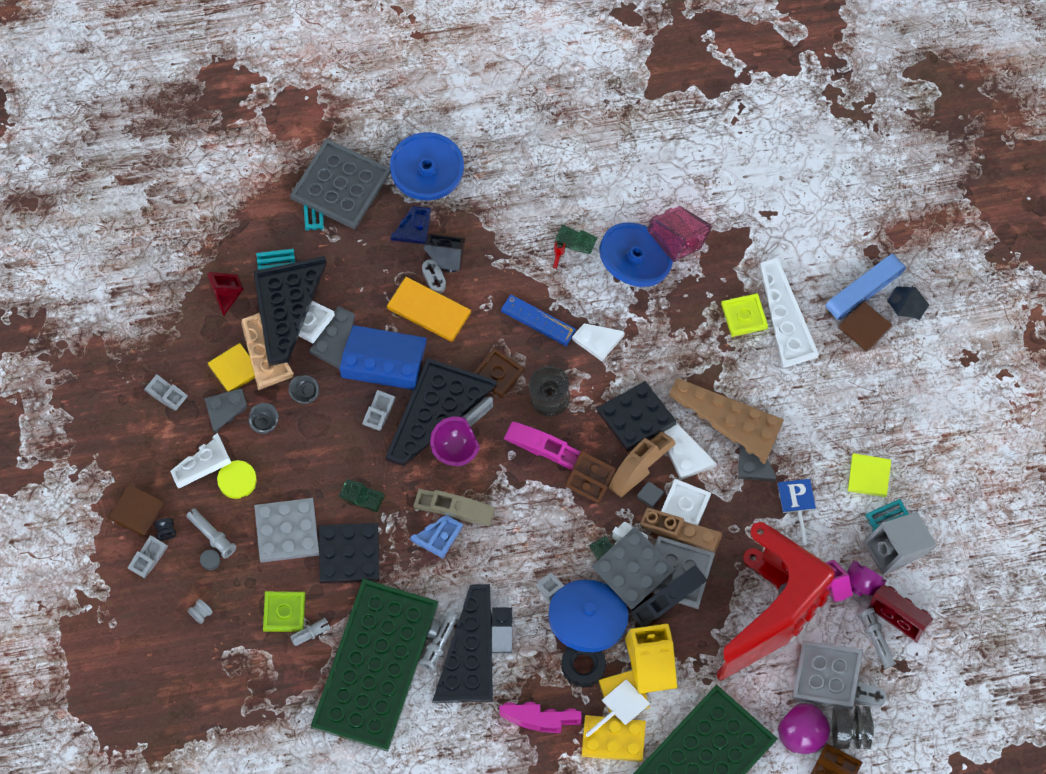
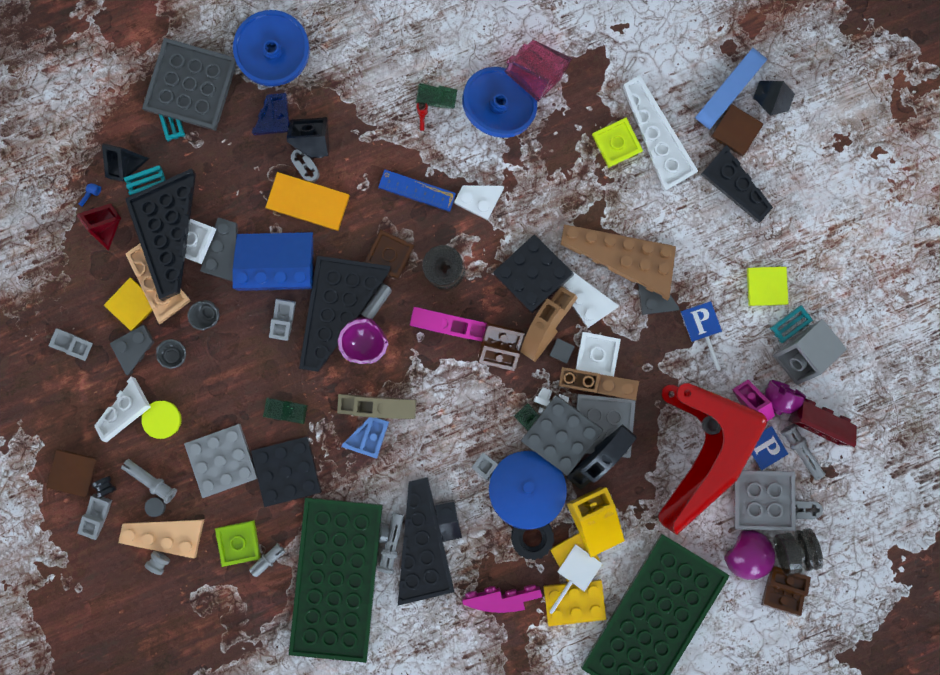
camera: 10 degrees left, 20 degrees up
(217, 591) = (170, 537): none -> light nougat wing
(222, 257) = (90, 189): none -> blue hand
(257, 238) = (120, 162): none -> black slope
(838, 628) = (768, 449): none -> blue piece
(852, 371) = (733, 182): none -> black wing

